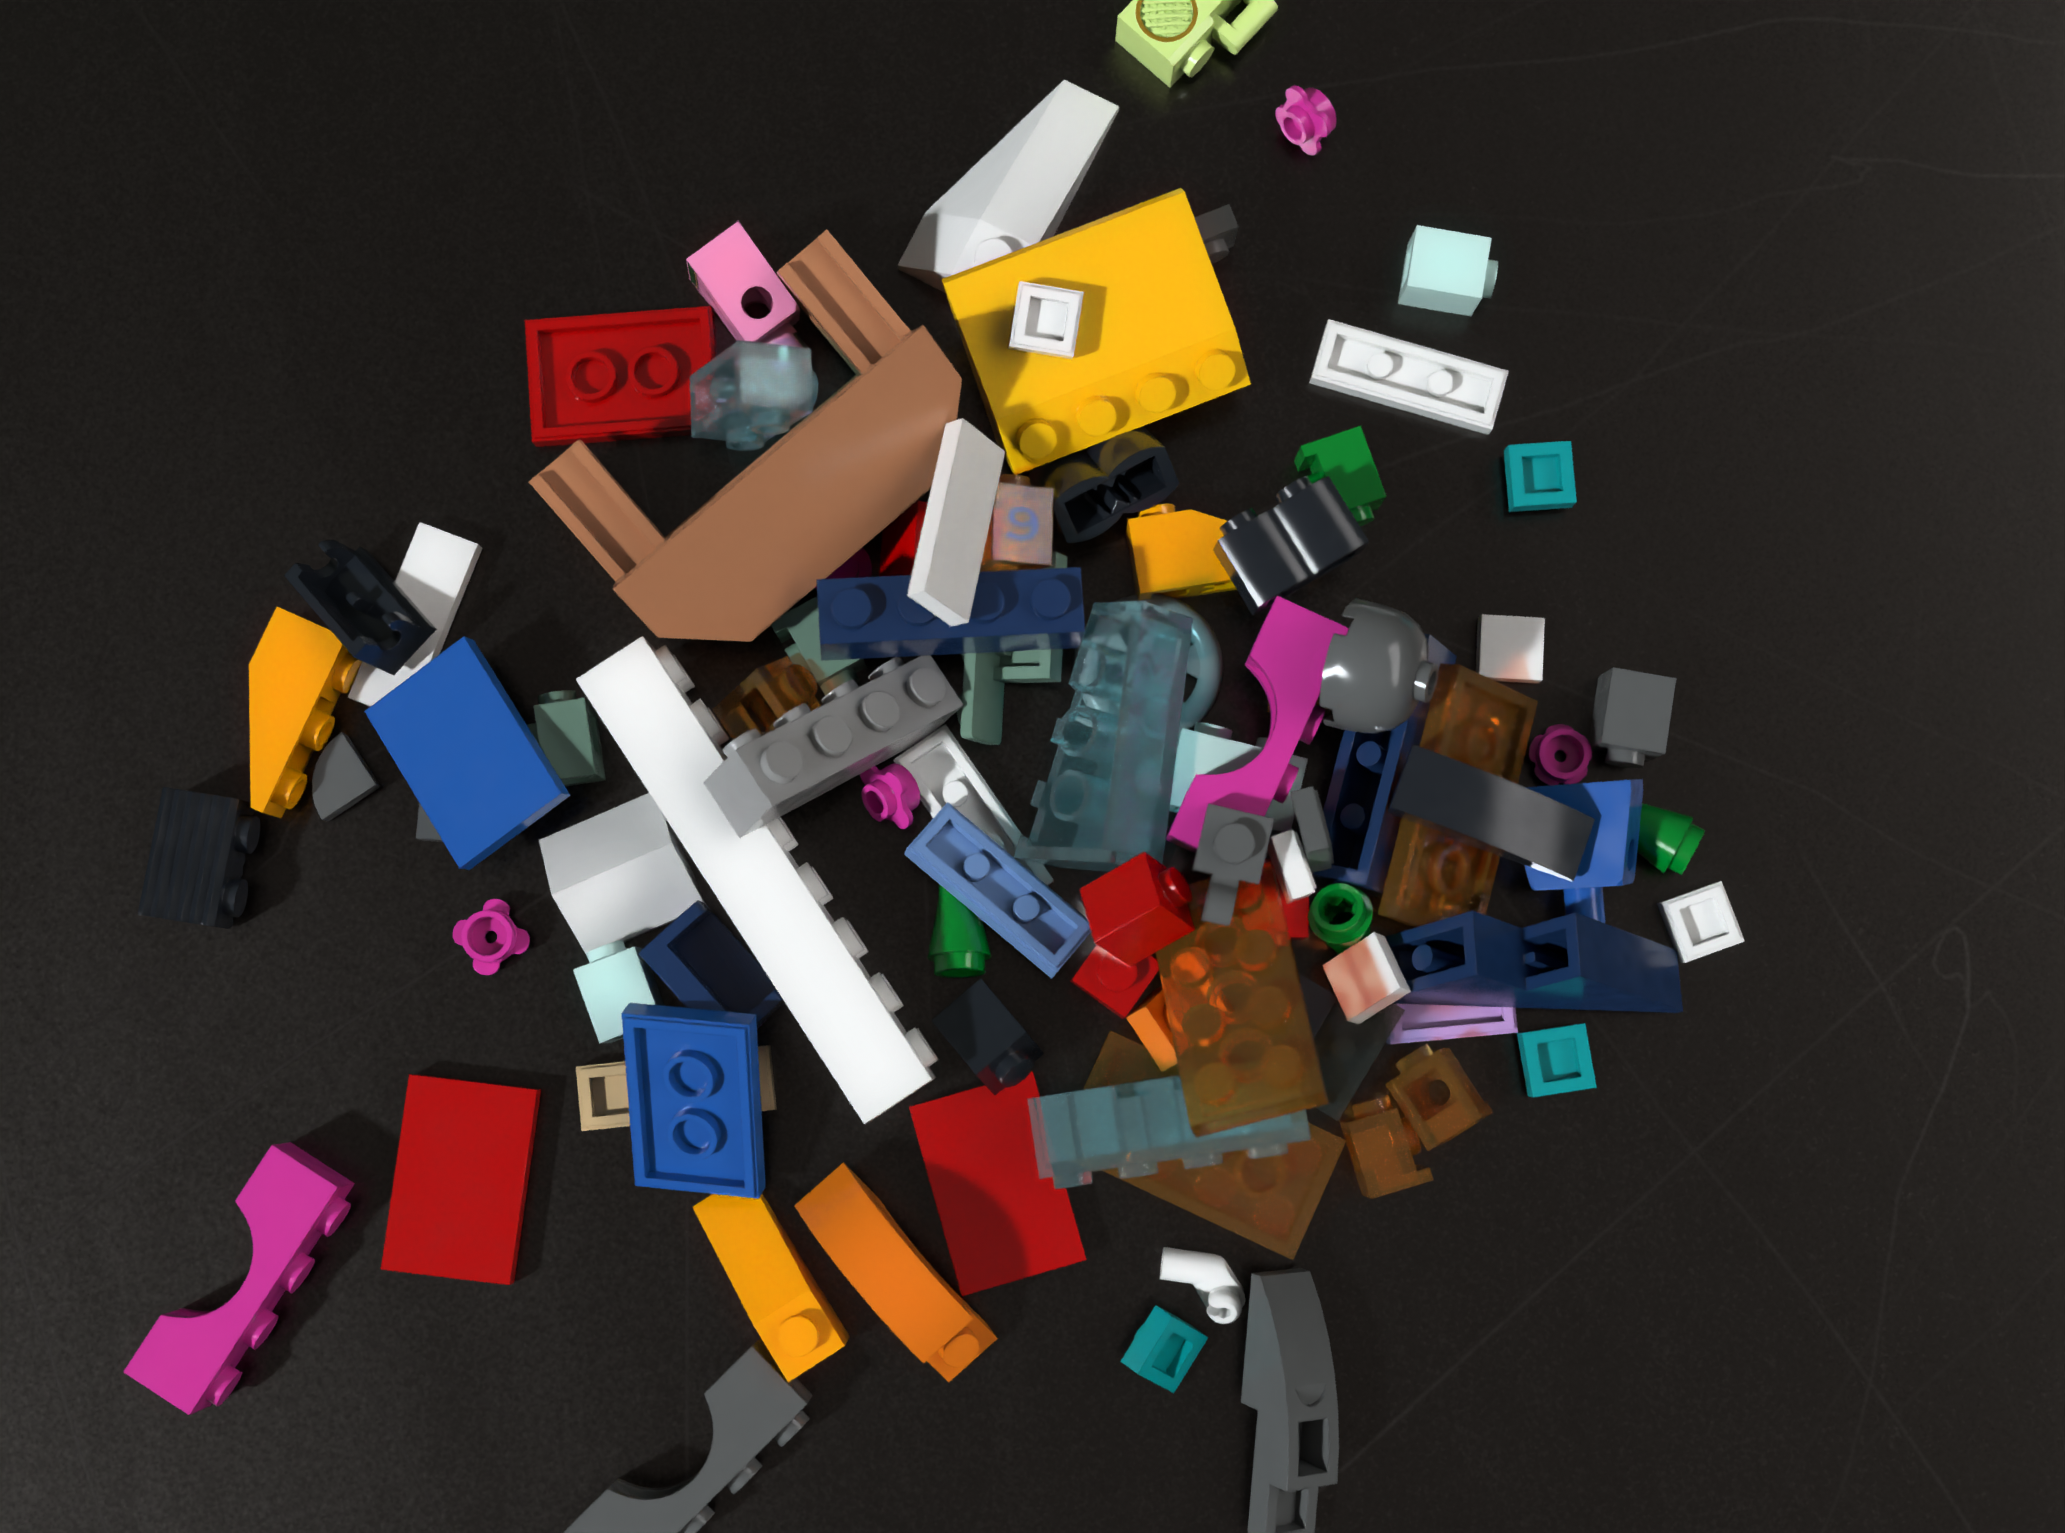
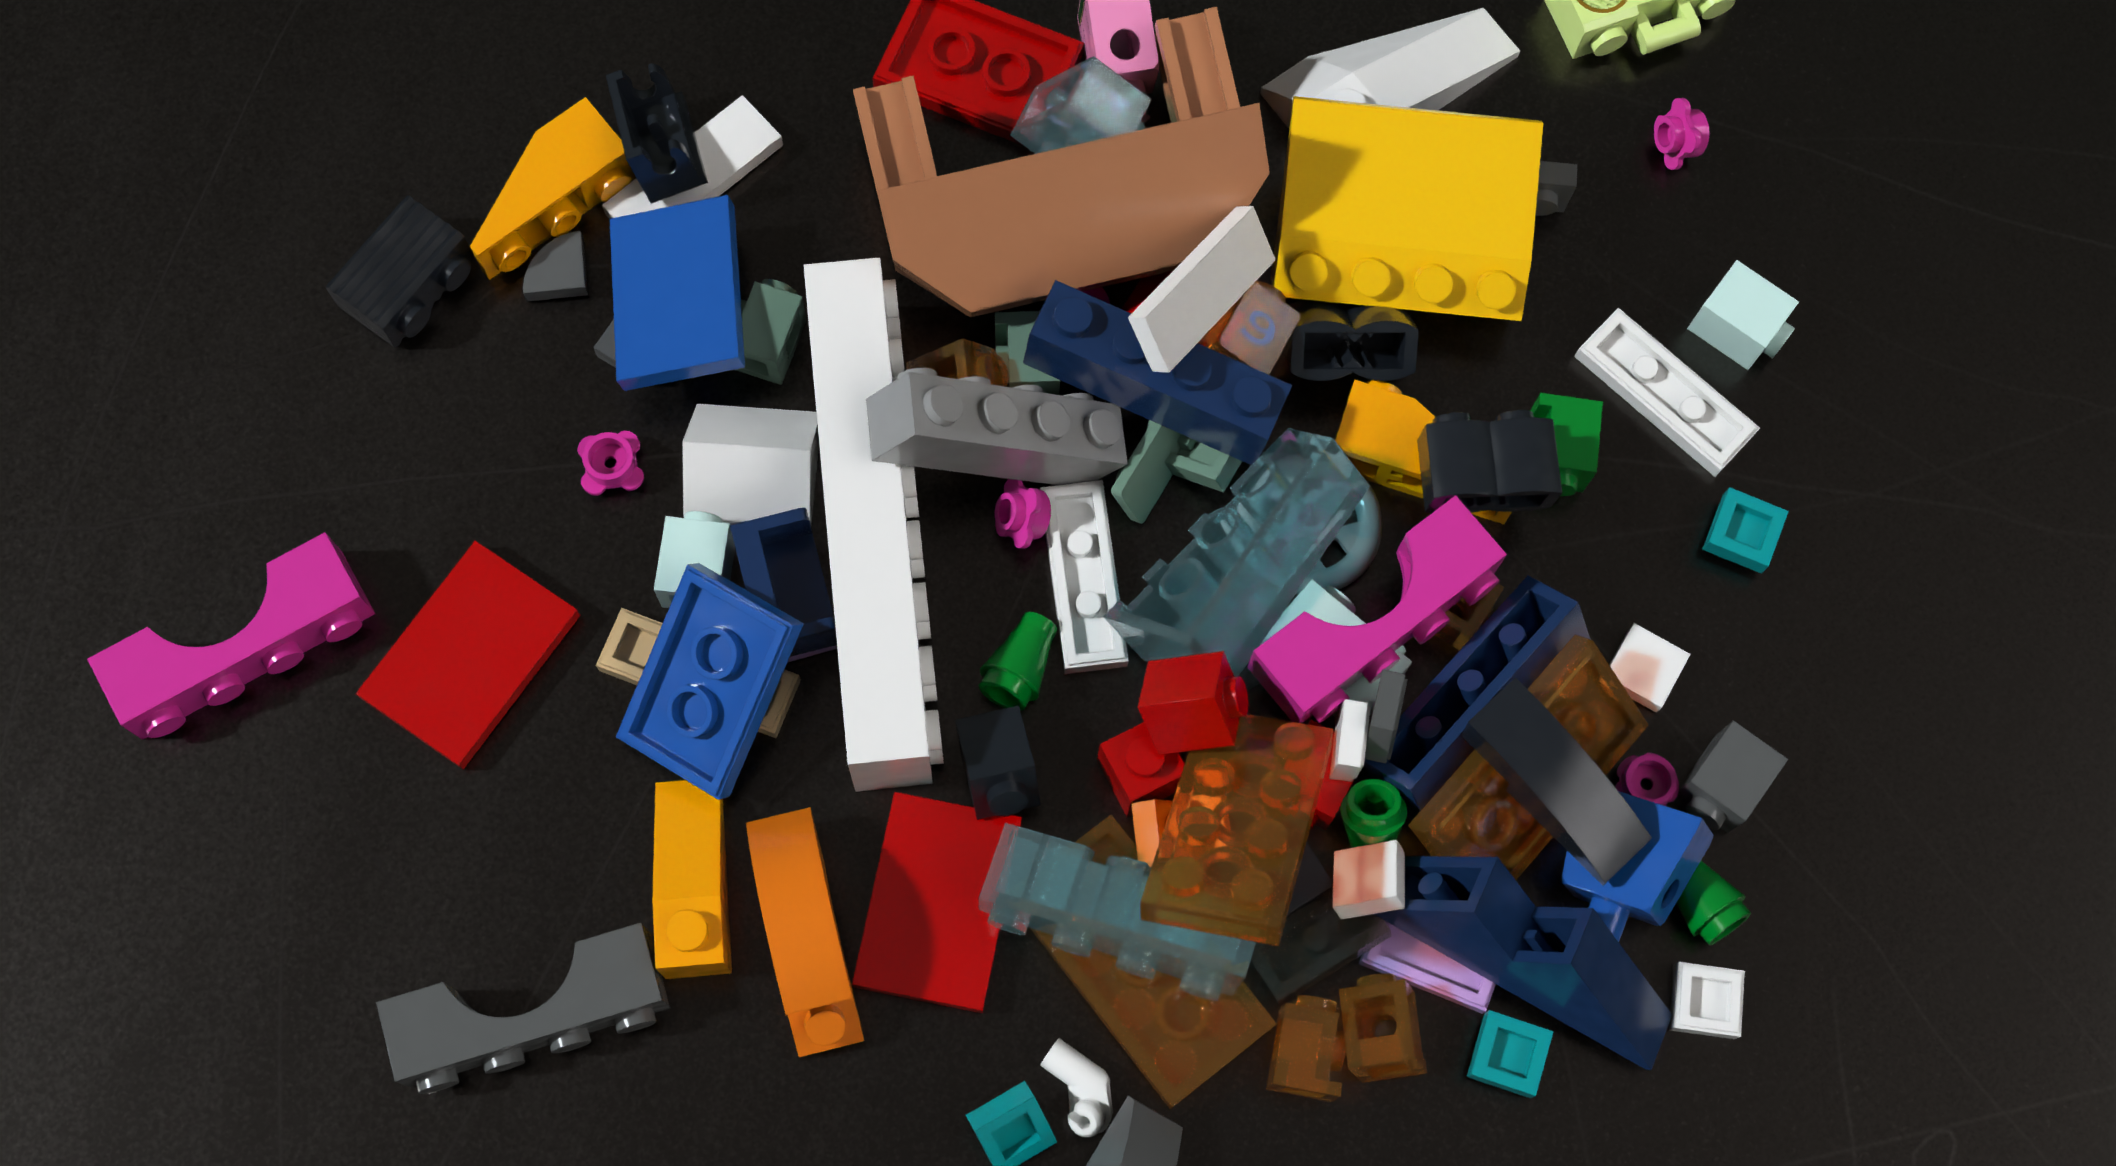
camera: 25 degrees right, 10 degrees down
(999, 890) = (1075, 640): medium blue tile -> none
(1045, 320) = (1367, 169): white tile -> none
(1232, 851) = (1301, 692): dark grey plate -> none
(1376, 670) = (1512, 599): dark grey cylinder -> none

